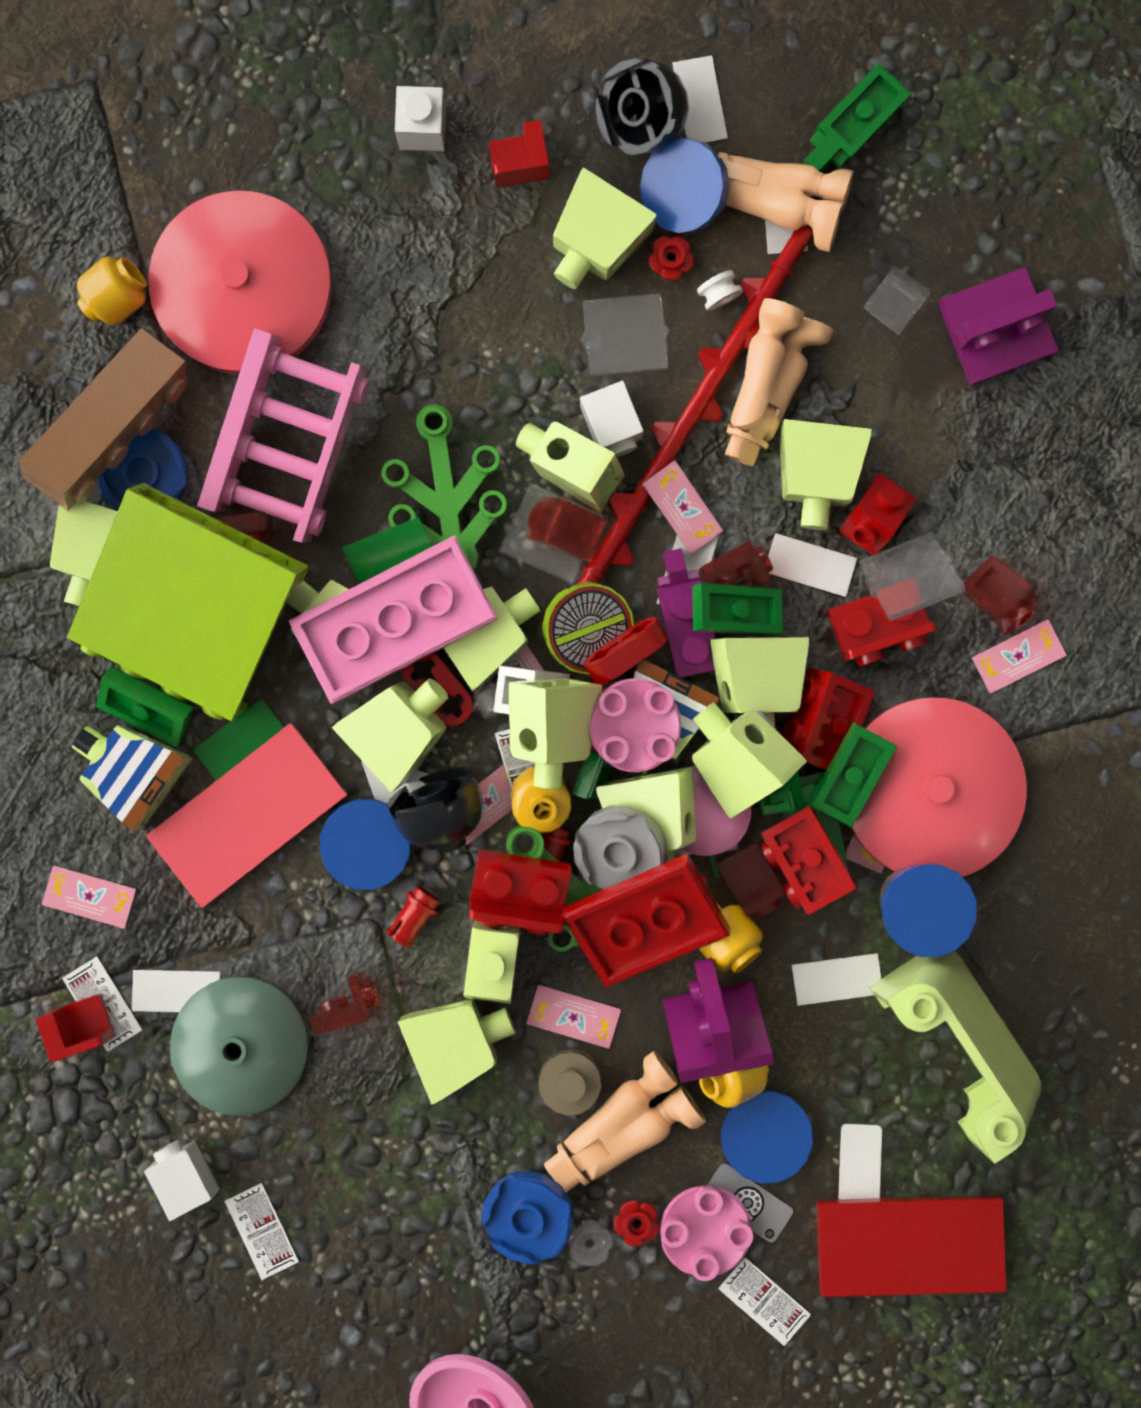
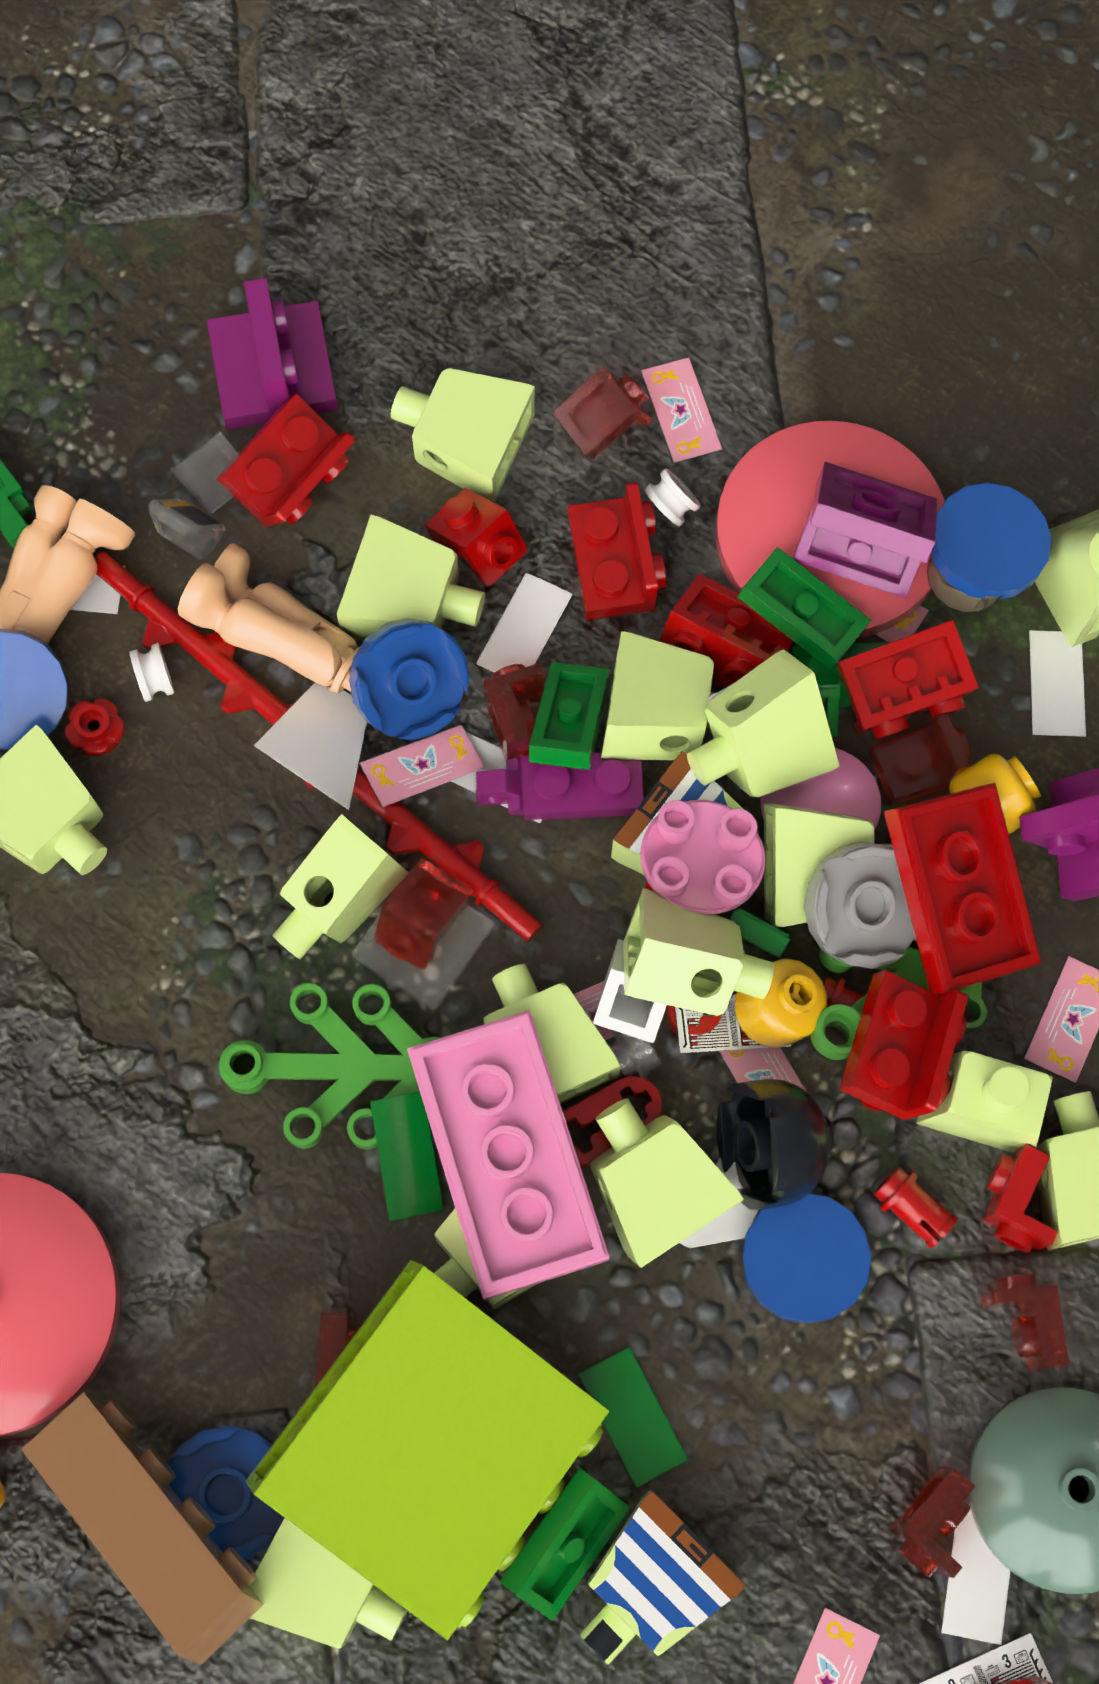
camera: 80 degrees left, 15 degrees down
(207, 954) = (935, 1509): none -> clear red bracket
(247, 815) = (743, 1423): coral tile -> none
(252, 402) = (220, 1334): bright pink fence -> none
(439, 984) = (1013, 1185): none -> red bracket
(584, 621) = (559, 907): tile -> none
(612, 419) = (286, 829): white brick -> none
(625, 334) = (180, 803): clear piece -> none
(625, 650) = (600, 859): red beam -> none
(685, 427) = (319, 741): none -> white sticker
(744, 484) = (409, 679): none -> blue tile
(848, 290) = (186, 526): none -> clear slope
(909, 356) = (286, 463): none -> red bracket
(911, 576) = (563, 506): clear piece -> none
(925, 814) = (867, 530): none -> magenta bracket
(934, 660) = (672, 497): none -> white bush
(966, 490) = (468, 427): none -> yellowish green torso

